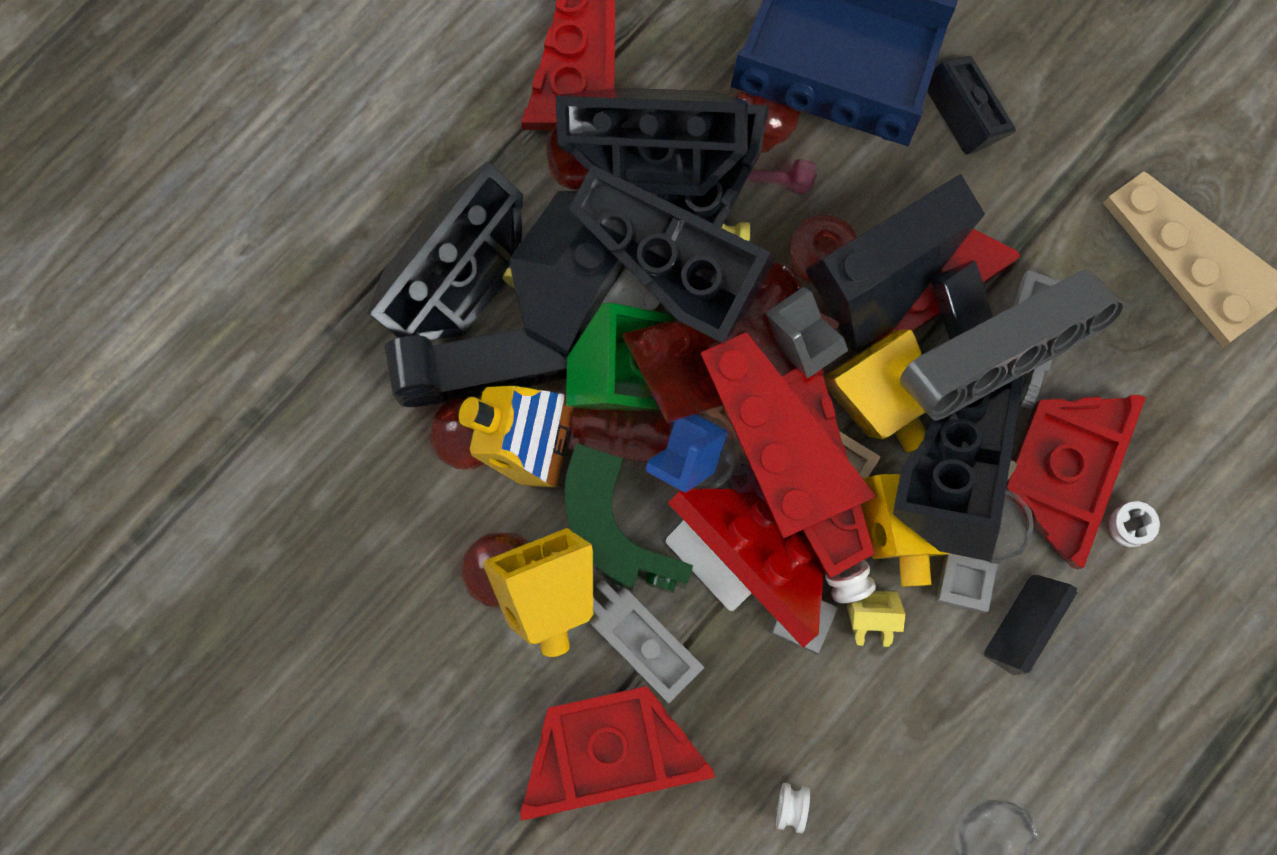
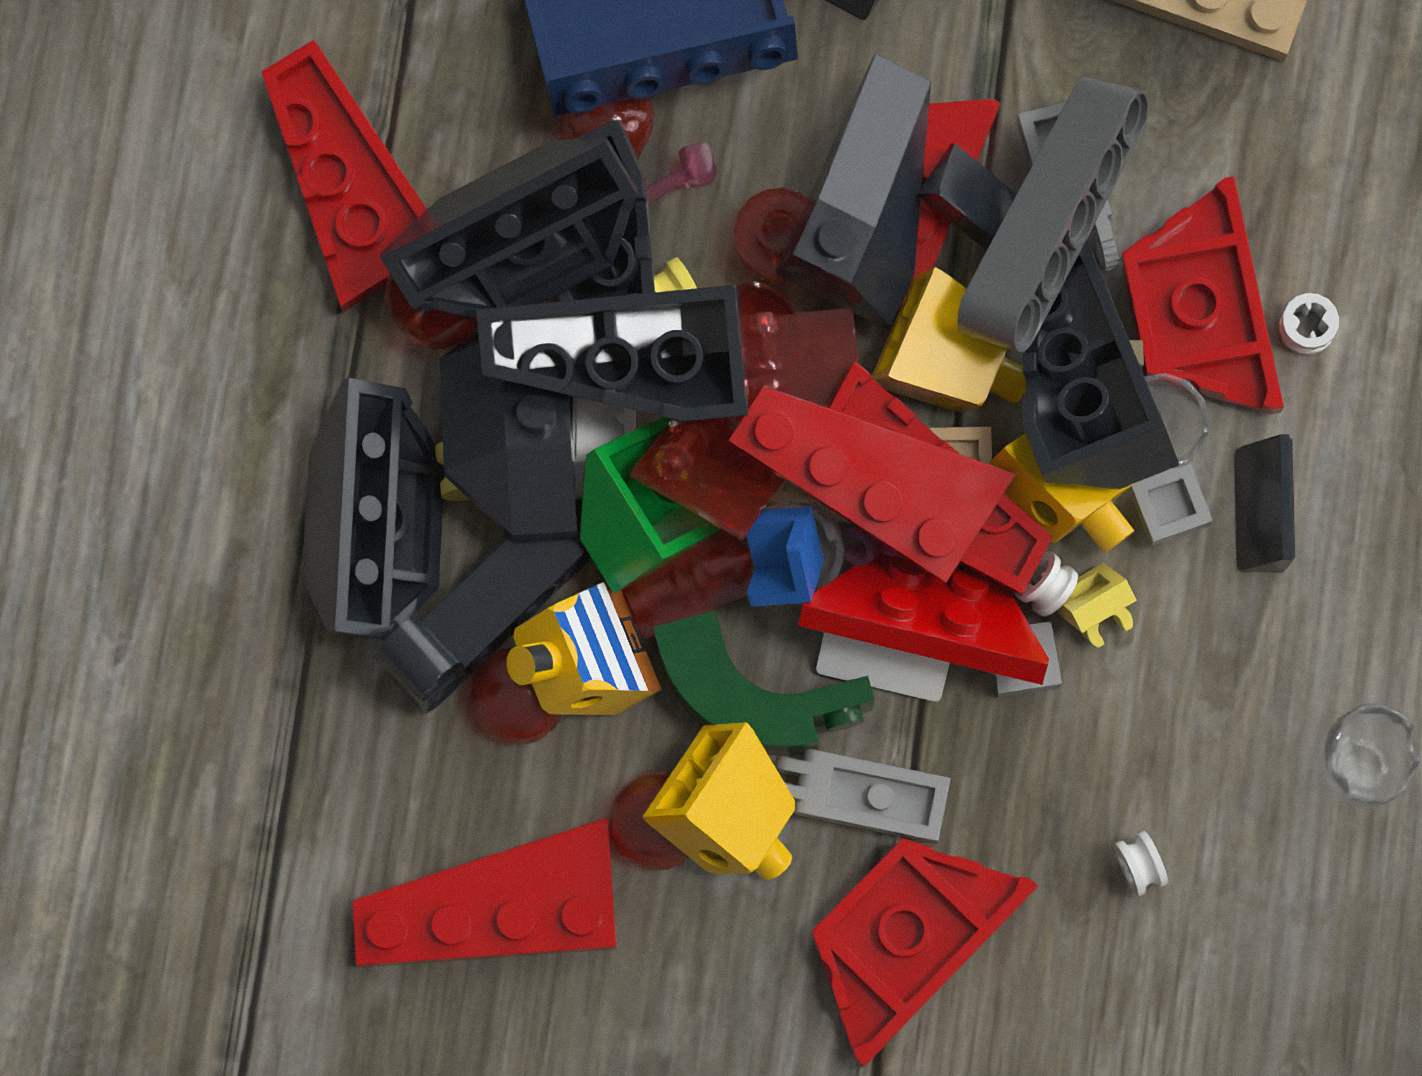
camera: 30 degrees left, 0 degrees up
(374, 561) = (508, 904): none -> red wing
(803, 333) = (825, 347): dark grey panel -> none

